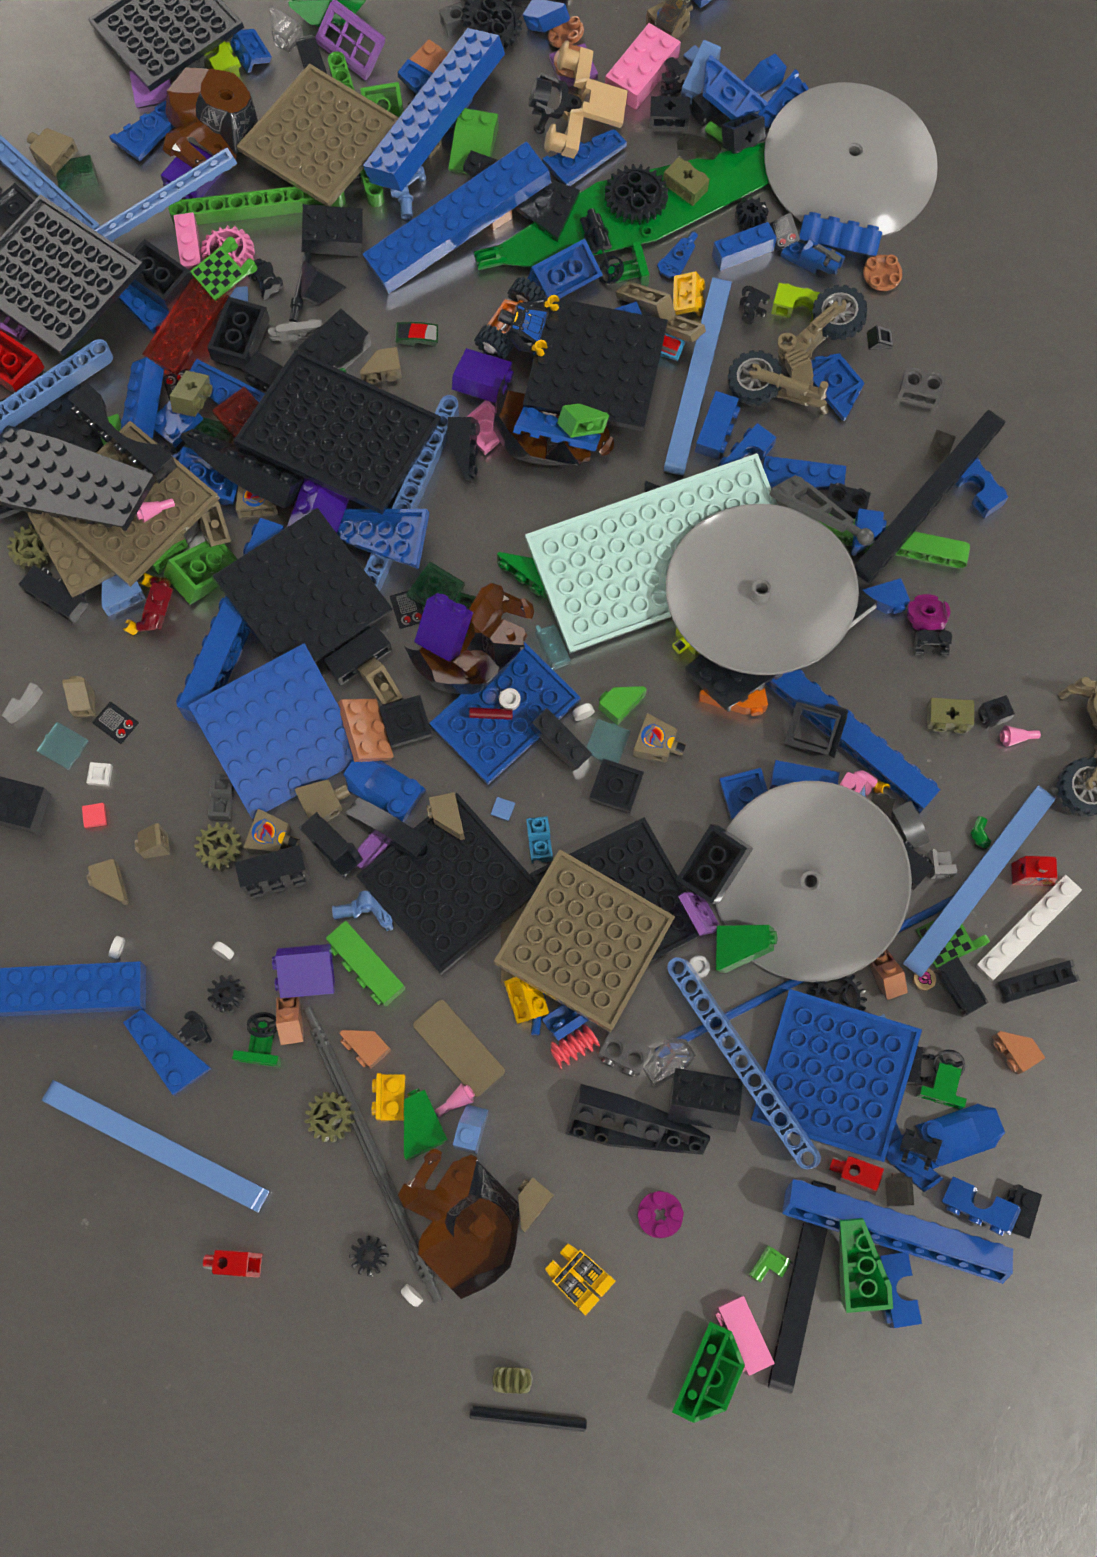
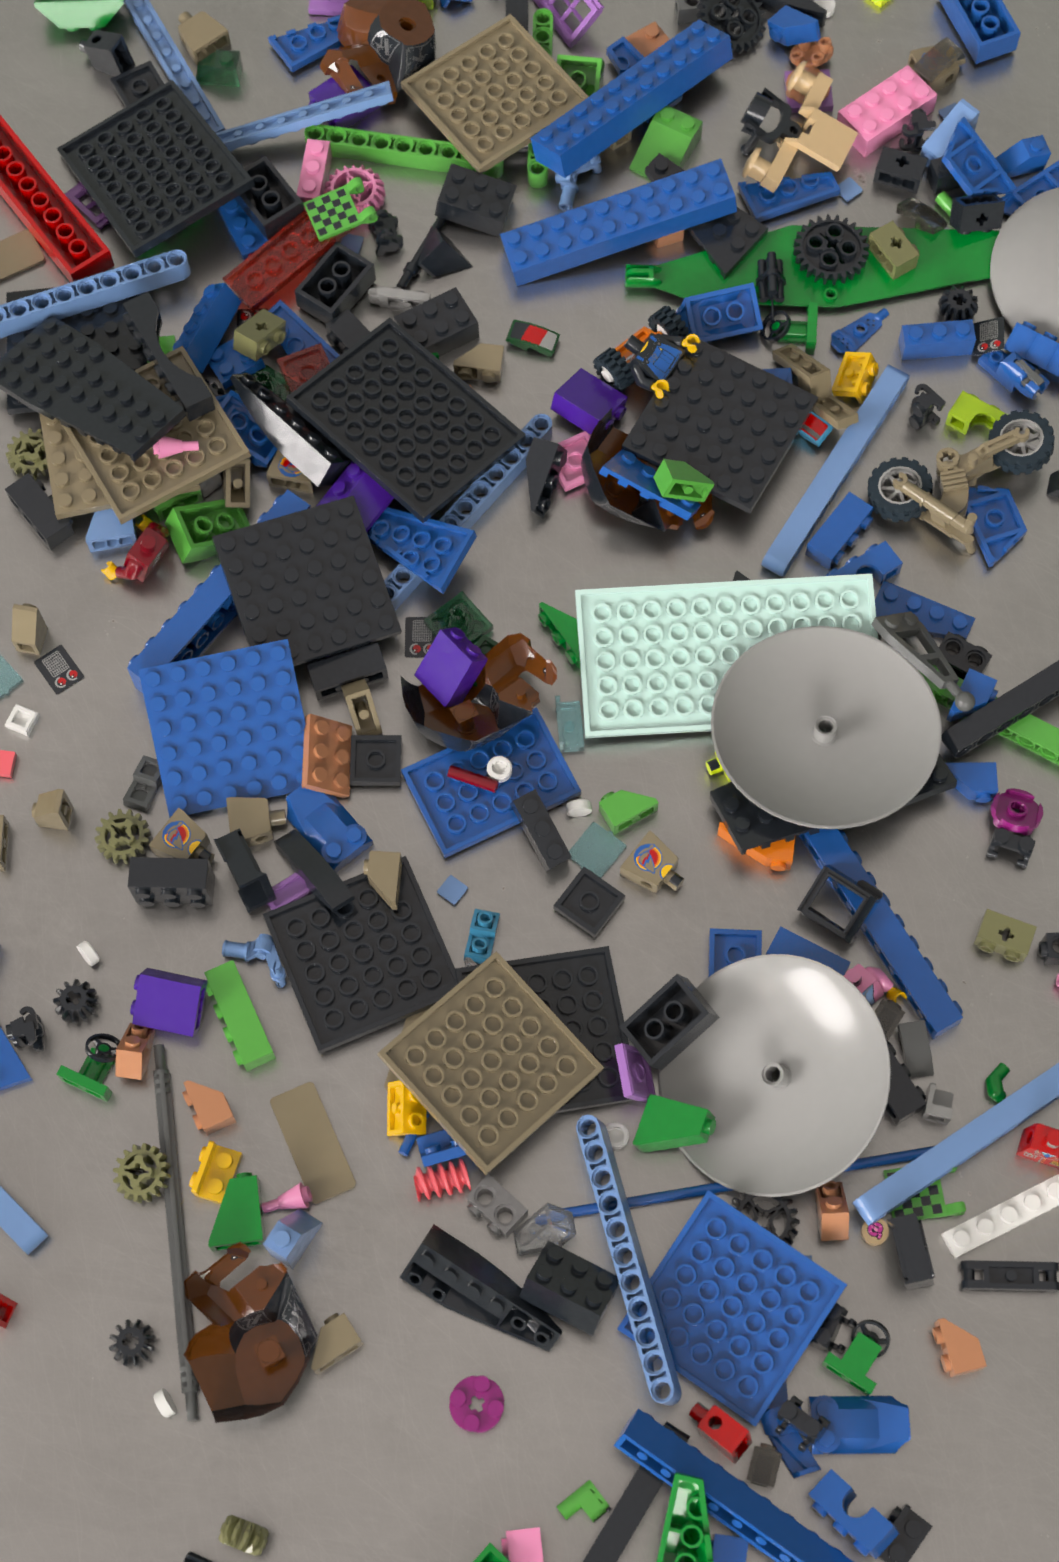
camera: 20 degrees right, 5 degrees down
(574, 1273) = (356, 1438): hips -> none
(633, 139) = (849, 189): none -> medium blue piece

